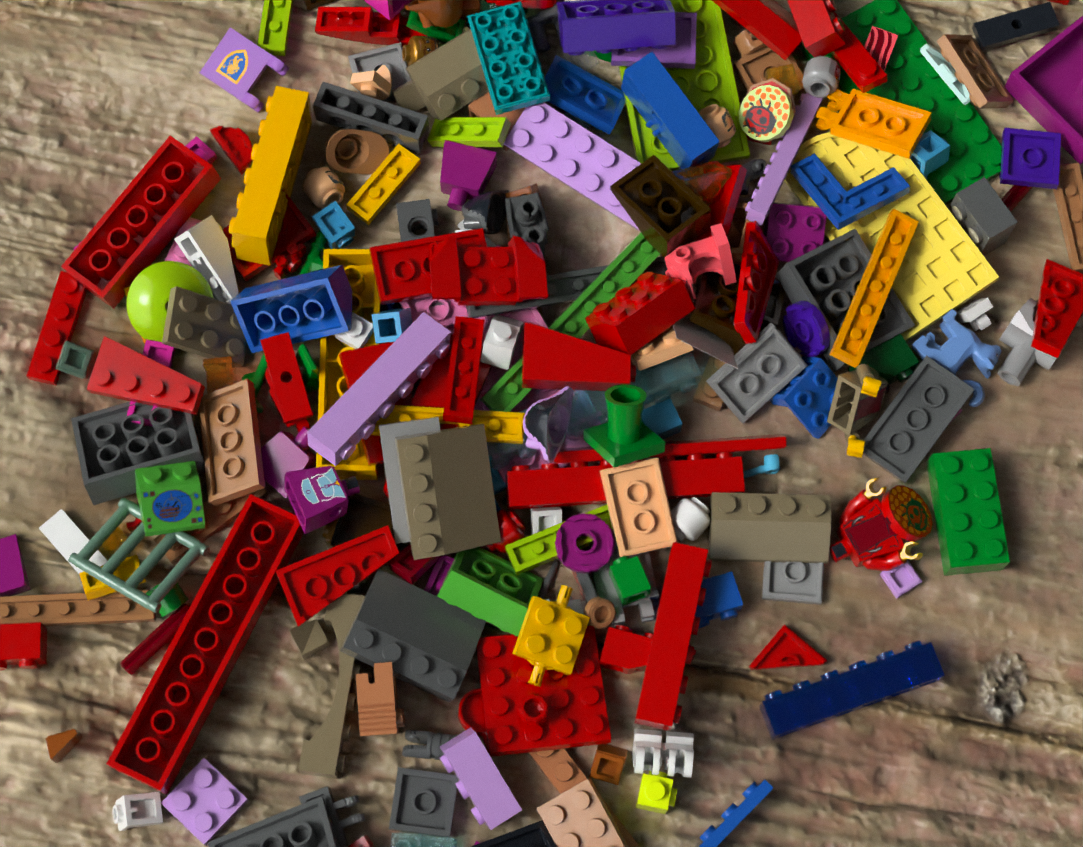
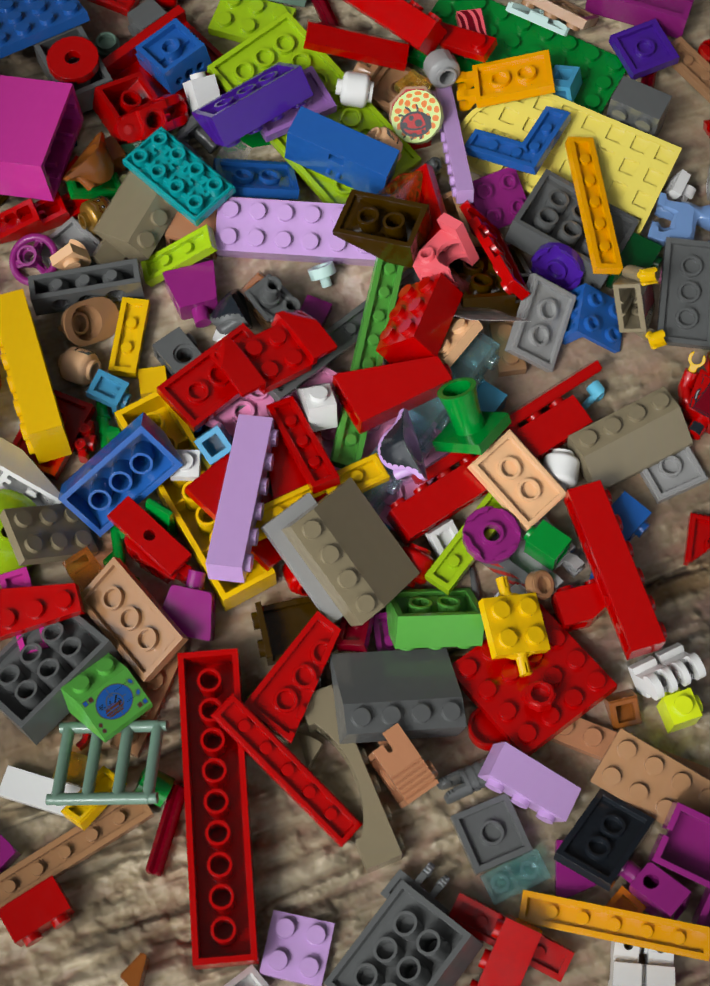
camera: 30 degrees left, 5 degrees down
(281, 646) = (286, 769): none -> red tile
(318, 495) = (239, 620): magenta torso -> none
(333, 57) = (22, 253): none -> magenta piece
(380, 234) = (150, 379): none -> yellow tile
(562, 249) = (317, 309): none -> magenta tile
(591, 216) = (322, 272): none -> light aqua tile
(723, 56) = (355, 89): none -> white head

